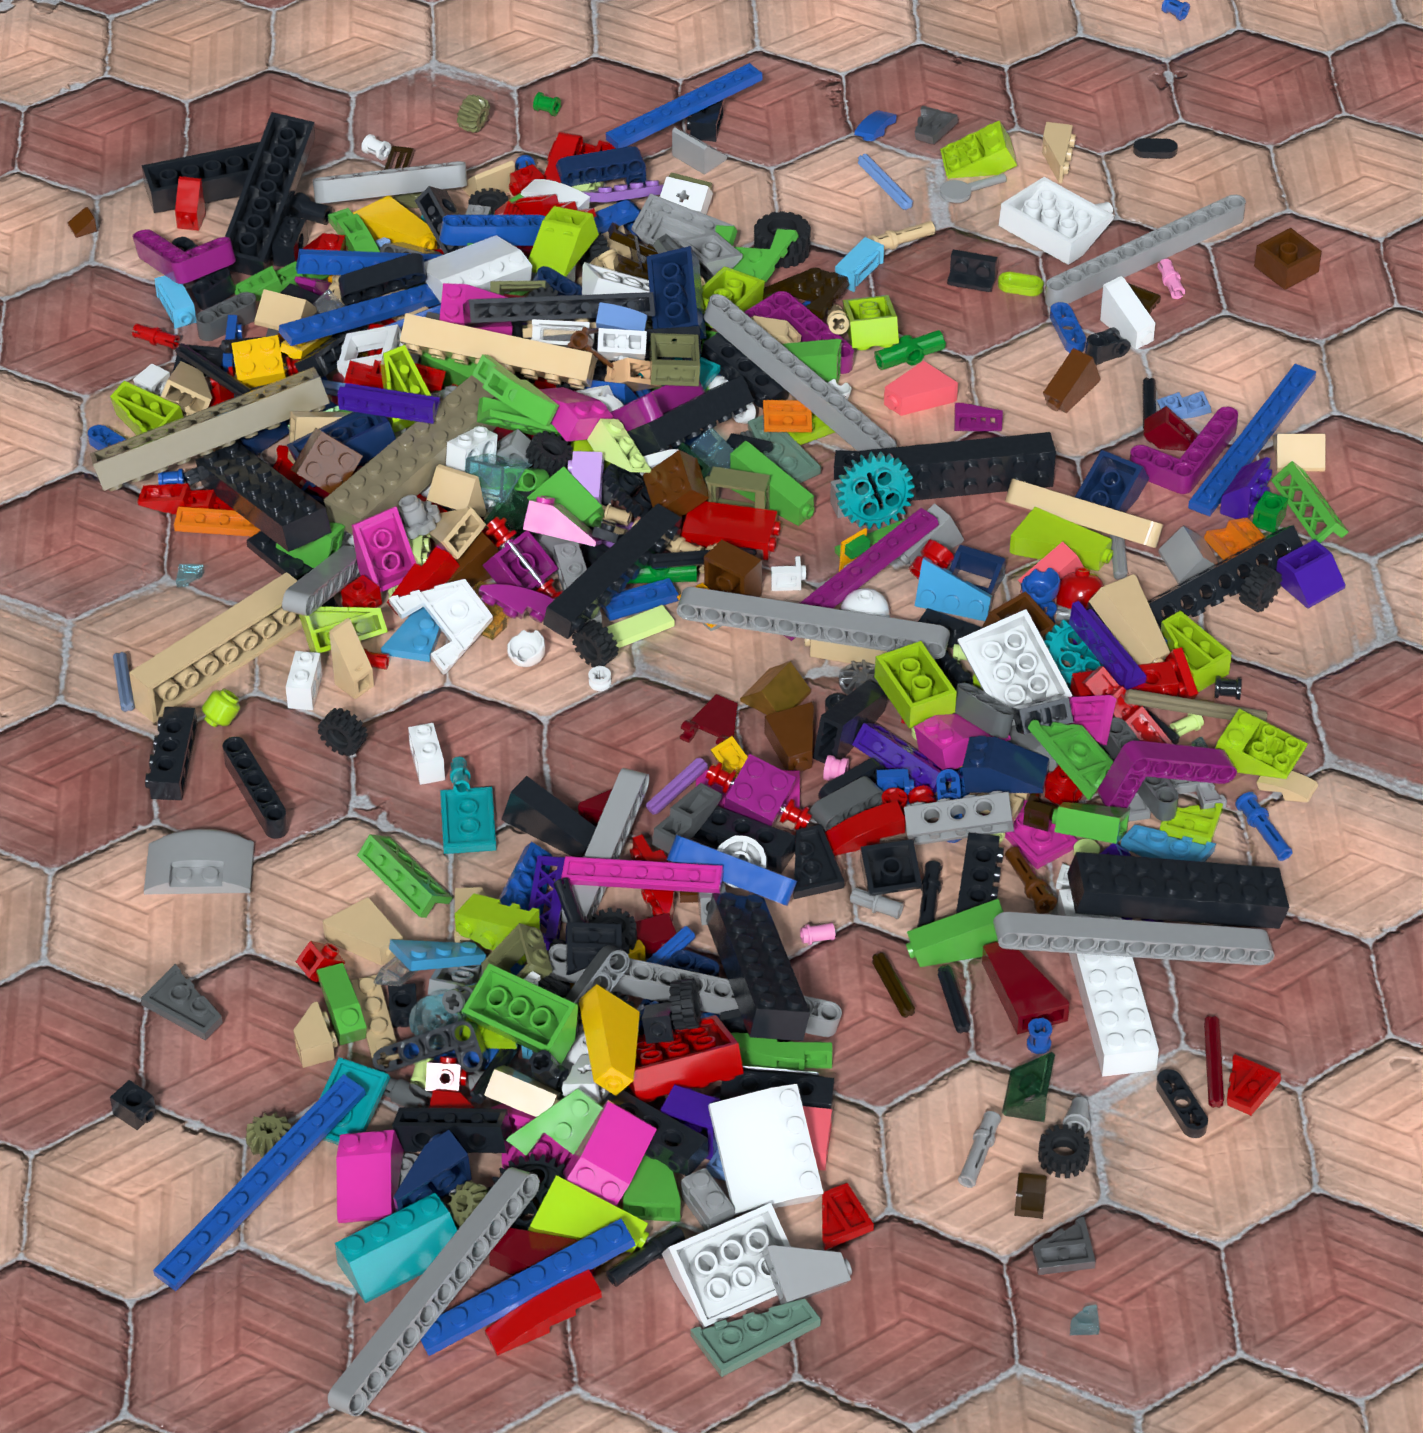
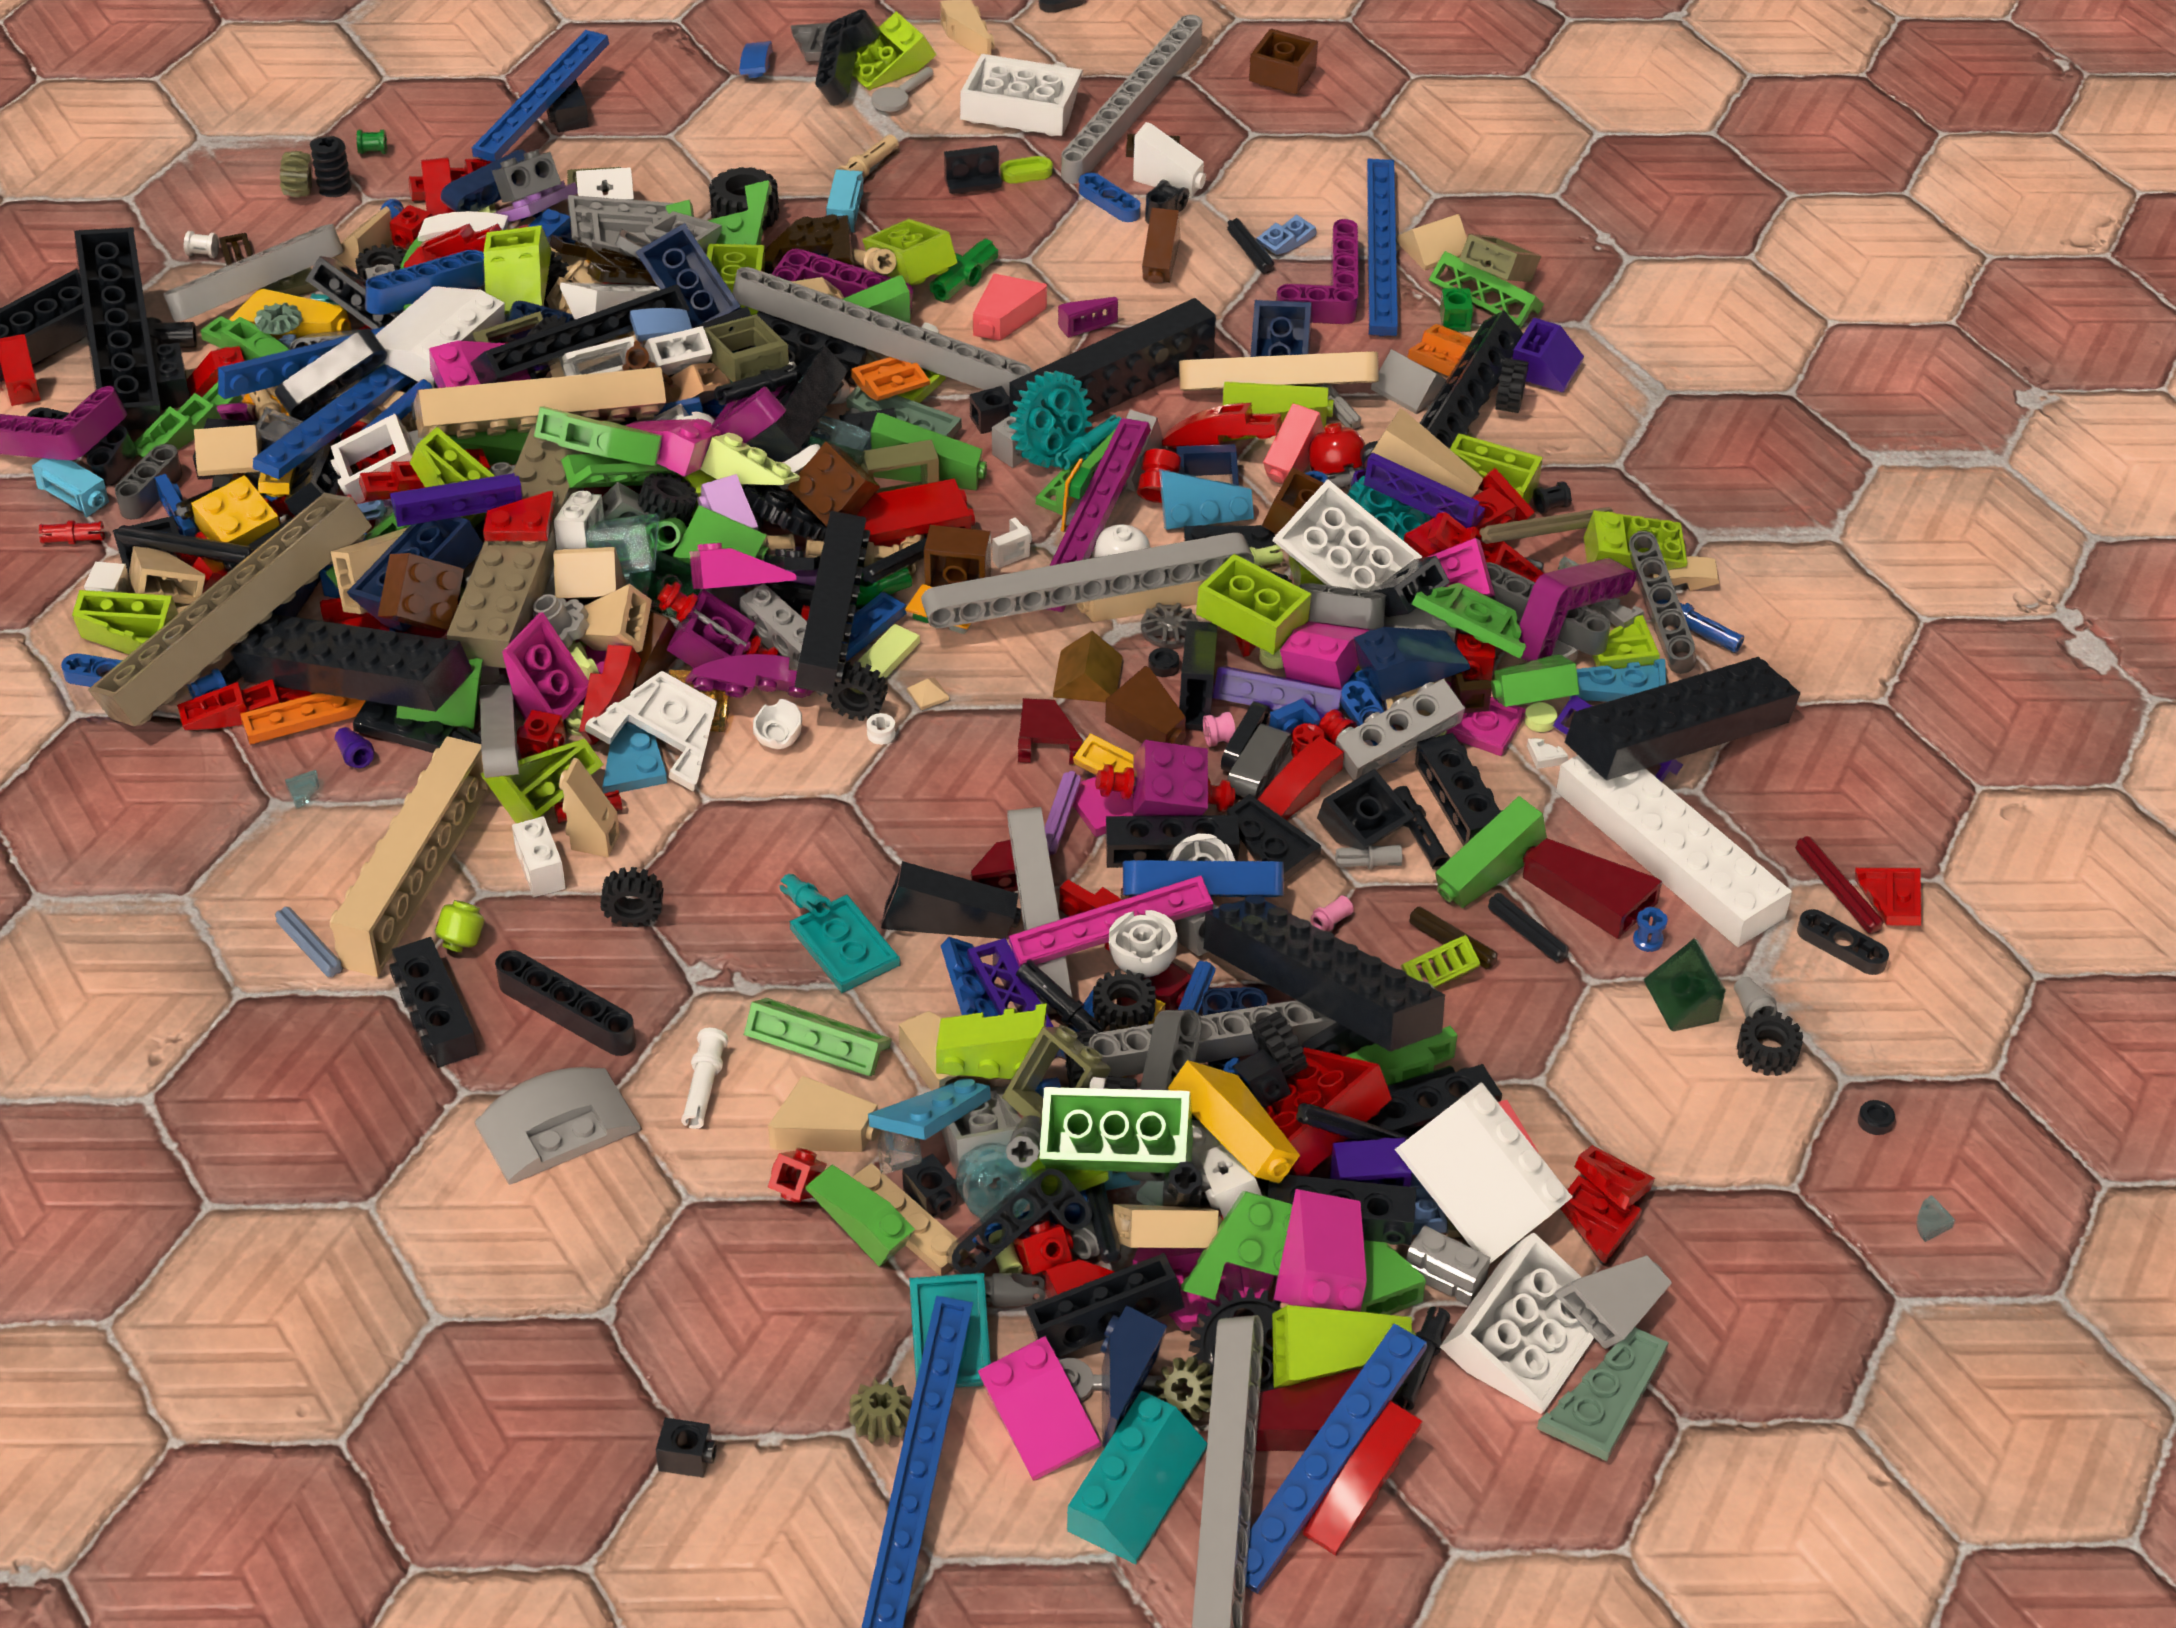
camera: 30 degrees left, 0 degrees up
(181, 1003) = (653, 1298): dark grey wing -> none
(237, 559) = (354, 748): none -> dark purple cone
(313, 1038) = (851, 1270): tan slope -> none
(317, 865) = (706, 1065): none -> white pin
(375, 224) = (278, 318): none -> sand green gear
(424, 434) = (521, 520): none -> red wing
(426, 753) = (746, 885): white brick -> none
(500, 114) = (330, 166): none -> black piece
(586, 940) = (1131, 1019): black wing -> none
(623, 175) = (527, 180): none -> dark grey brick
(648, 897) = (1143, 942): none -> white cylinder
(652, 665) = (927, 693): none -> tan slope
(671, 389) = (747, 387): none -> black pin
(685, 1073) = (1343, 1124): none -> black axle
(686, 816) = (1110, 842): dark grey slope -> none
(695, 152) = (578, 141): light grey slope -> none
(872, 1194) = (1613, 1176): none -> red wing
(885, 182) = (807, 112): medium blue axle -> none
(885, 989) = (1459, 954): none -> lime slope
(890, 519) = (1083, 446): none -> teal pin
(936, 143) = (839, 53): none -> black beam
(983, 1140) = (1679, 1067): light grey pin -> none
(1006, 538) = (1213, 424): none -> red slope
(1030, 1195) = (1773, 1107): dark brown panel -> none
(1035, 887) = (1522, 774): reddish brown pin -> none
(1042, 585) = (1304, 454): blue hair -> none
(1065, 1250) = (1856, 1149): flat silver wing -> none
(1103, 1235) = (1876, 1117): none -> black tile
(1132, 938) = (1682, 784): light grey beam -> none
(1168, 431) = (1294, 264): dark red slope -> none
(1171, 278) = (1177, 117): bright pink pin -> none
(1187, 724) = (1542, 547): yellowish green pin -> none
(1237, 809) = (1662, 614): none -> dark grey beam
(1246, 489) = (1420, 293): dark purple slope -> none
(1334, 481) = (1505, 258): none -> olive window

